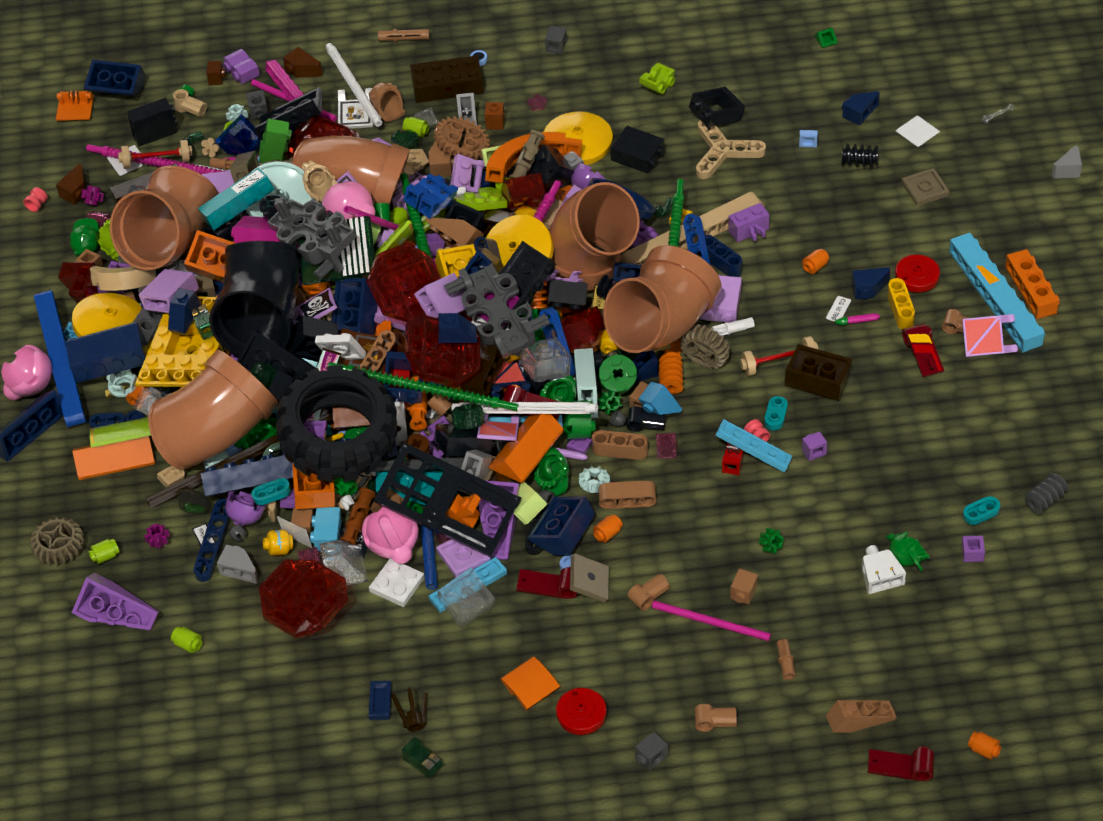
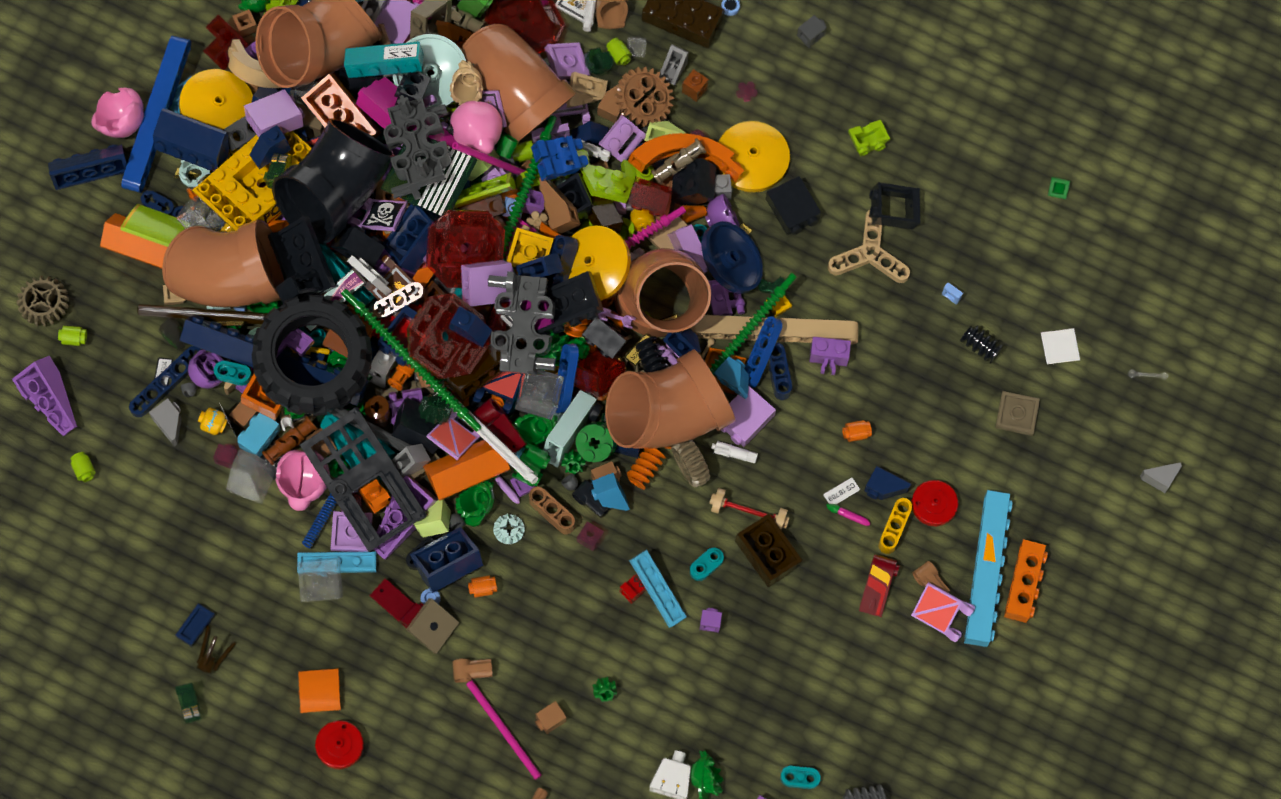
camera: 25 degrees right, 20 degrees up
(157, 535) = (123, 344): magenta gear -> none
(264, 373) = (286, 265): clear green gear -> none
(302, 597) = (188, 474): clear red piece -> none
(396, 582) = (281, 523): white plate -> none
(627, 494) = (522, 563): medium nougat beam -> none
(756, 428) = (673, 574): coral wheel -> none
(860, 106) = (1026, 287): dark blue slope -> none

